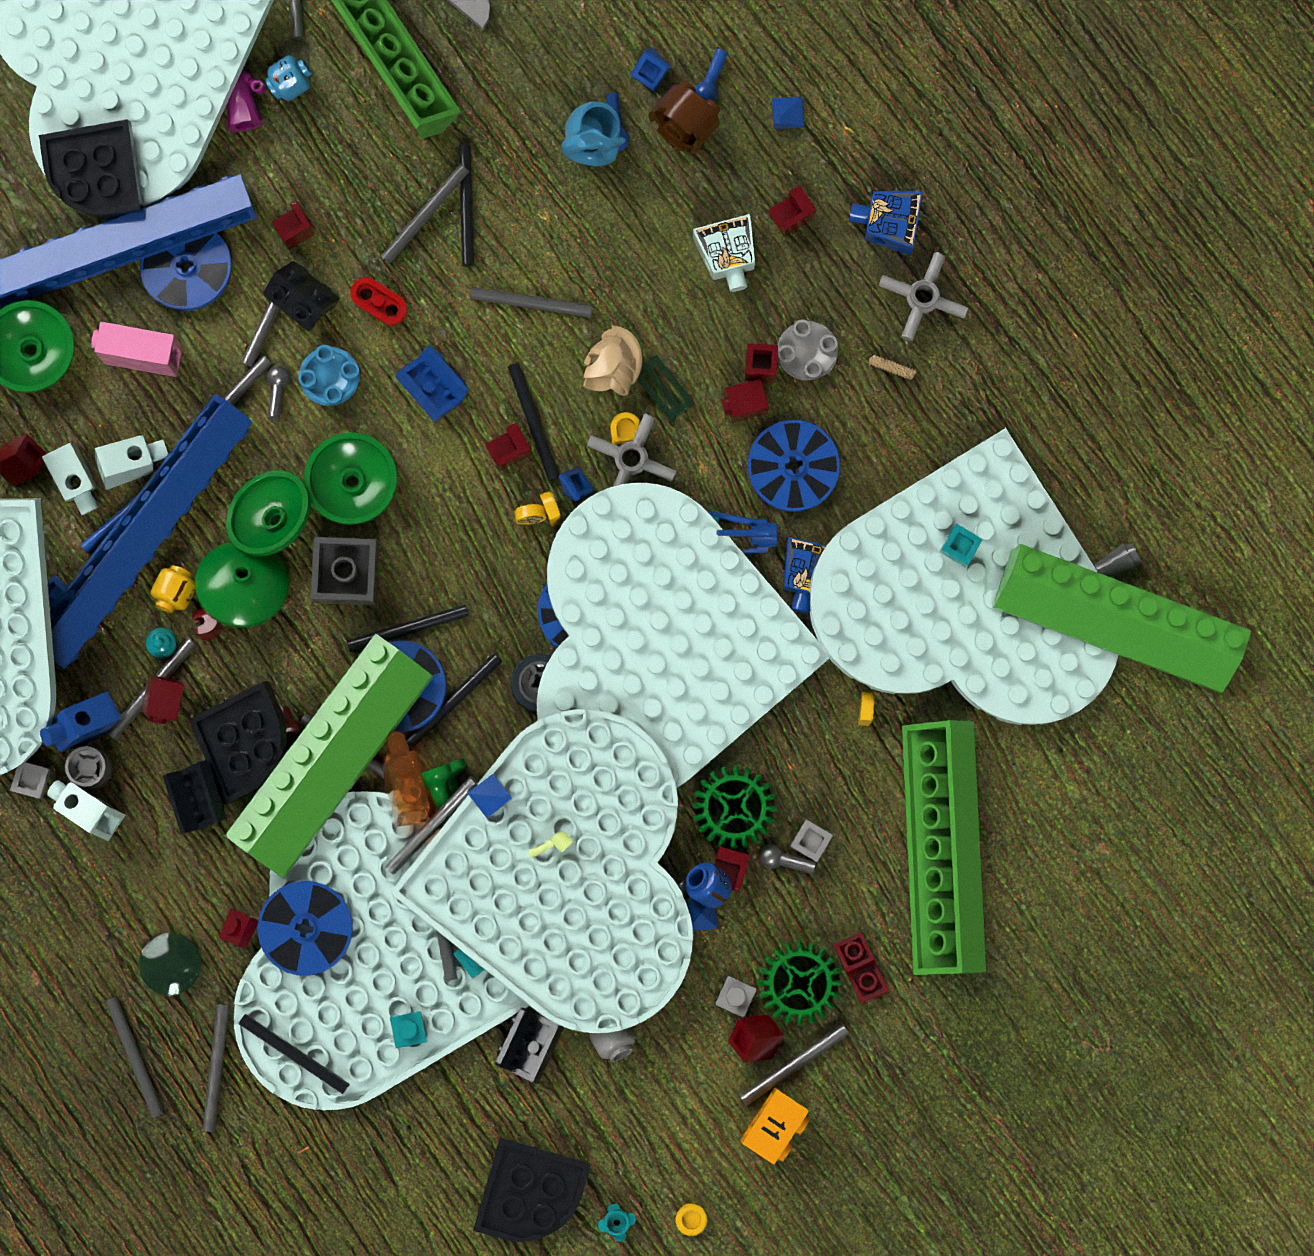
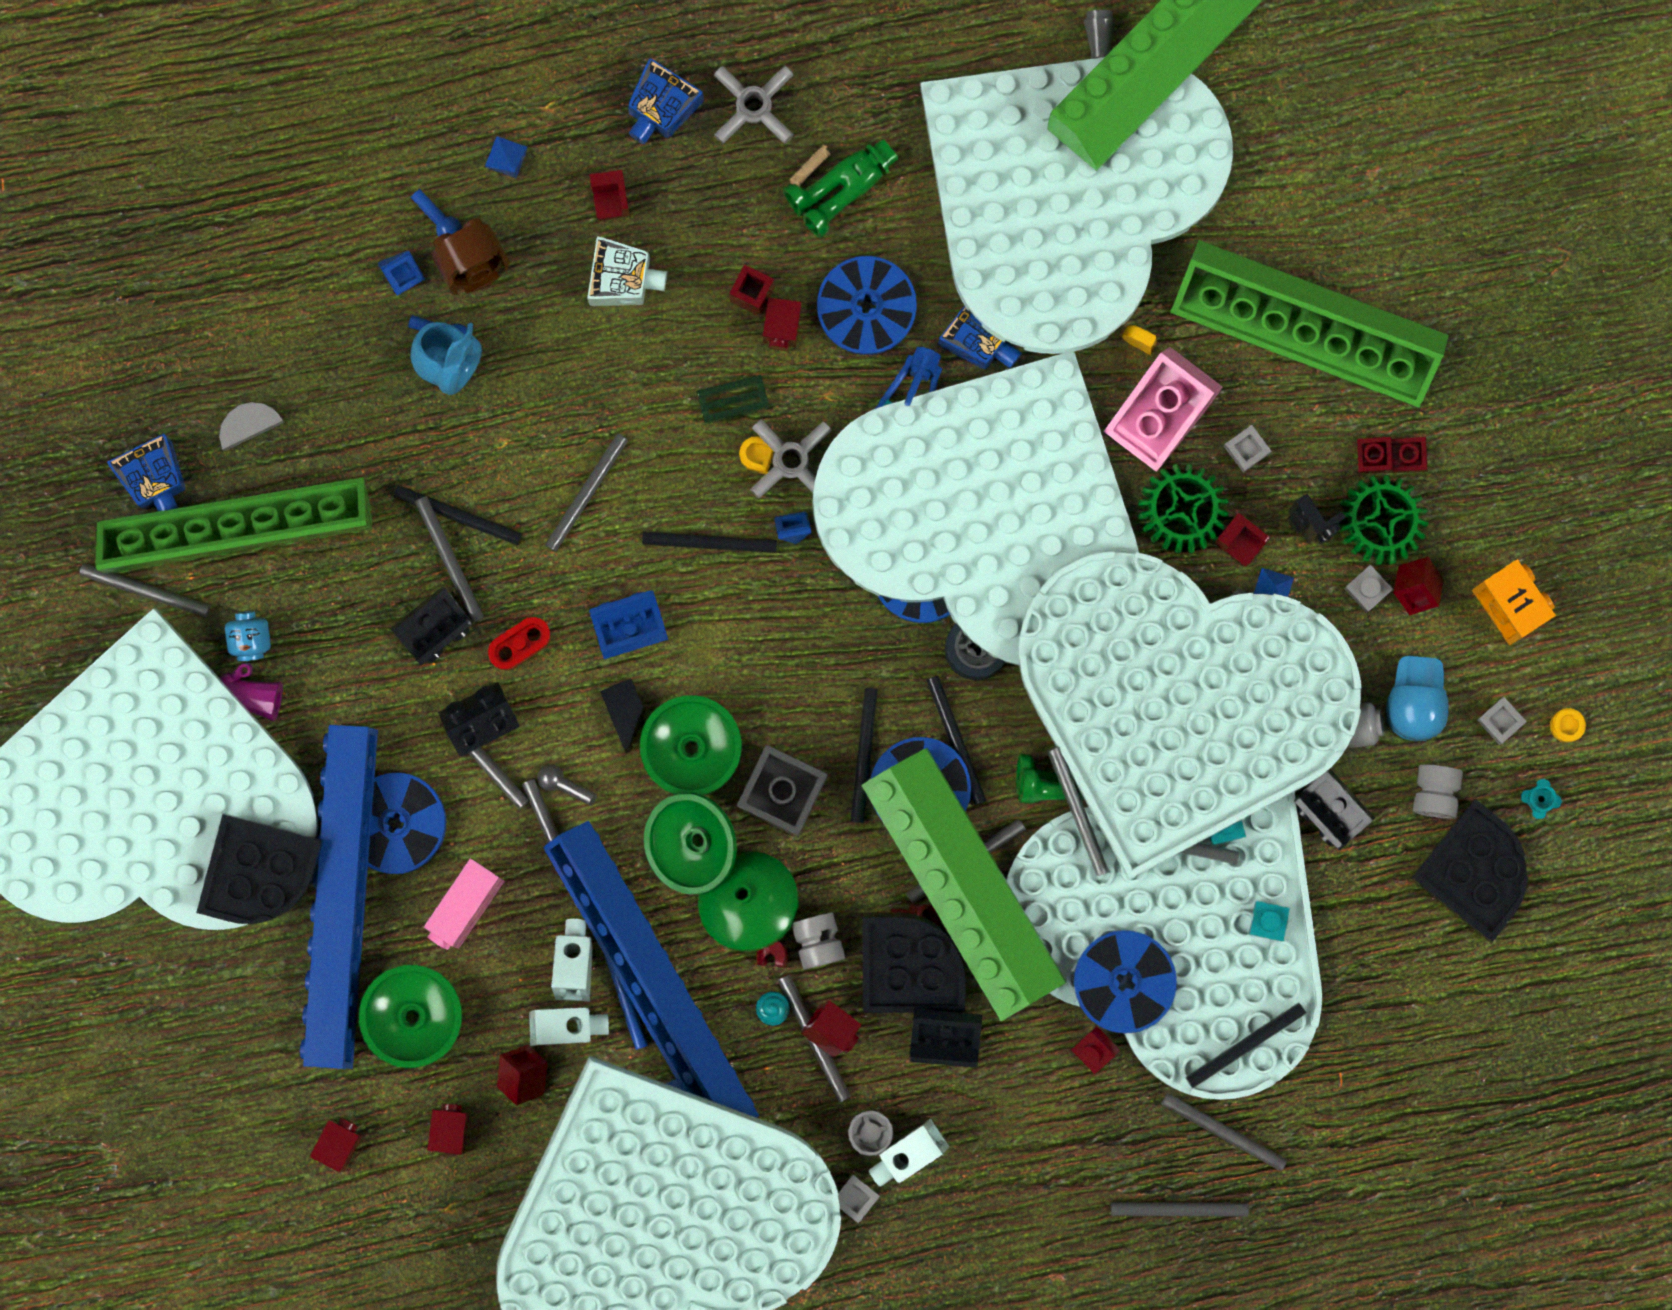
camera: 65 degrees left, 0 degrees up
(73, 728) = (824, 1131): blue torso -> none
(170, 964) = (1101, 1134): clear green dish -> none
(173, 589) = (723, 973): yellow head -> none
(221, 657) = (818, 941): none -> light grey wheel
(293, 227) = (403, 697): dark red panel -> none
(329, 376) = (573, 725): dark azure dish -> none
(359, 413) = (625, 711): none -> black slope
(362, 224) = (432, 626): none -> black bracket
(404, 782) = (1022, 820): clear orange hinge -> none
(490, 796) = (1076, 738): blue slope -> none
(509, 447) = (725, 577): dark red panel -> none
(530, 514) = (803, 584): yellow tile -> none
(551, 508) = (805, 561): yellow tile -> none
(560, 841) = (1149, 688): yellowish green hand -> none
(582, 1128) = (1437, 791): none -> light grey wheel
(615, 362) = (686, 432): tan helmet -> none
(656, 1079) = (1418, 699): none -> dark azure piece
(669, 1159) = (1501, 720): none -> light grey plate
(708, 885) = (1251, 565): blue head -> none
(768, 915) = (1307, 520): none -> black bracket
(772, 856) = (1246, 493): flat silver bar -> none
(794, 1064) = (1458, 560): flat silver bar -> none
(807, 350) = (757, 240): light grey dish -> none
(814, 753) = (1163, 408): none -> bright pink slope
(902, 407) = (856, 175): none -> green piece
(960, 545) = (1023, 173): teal plate -> none

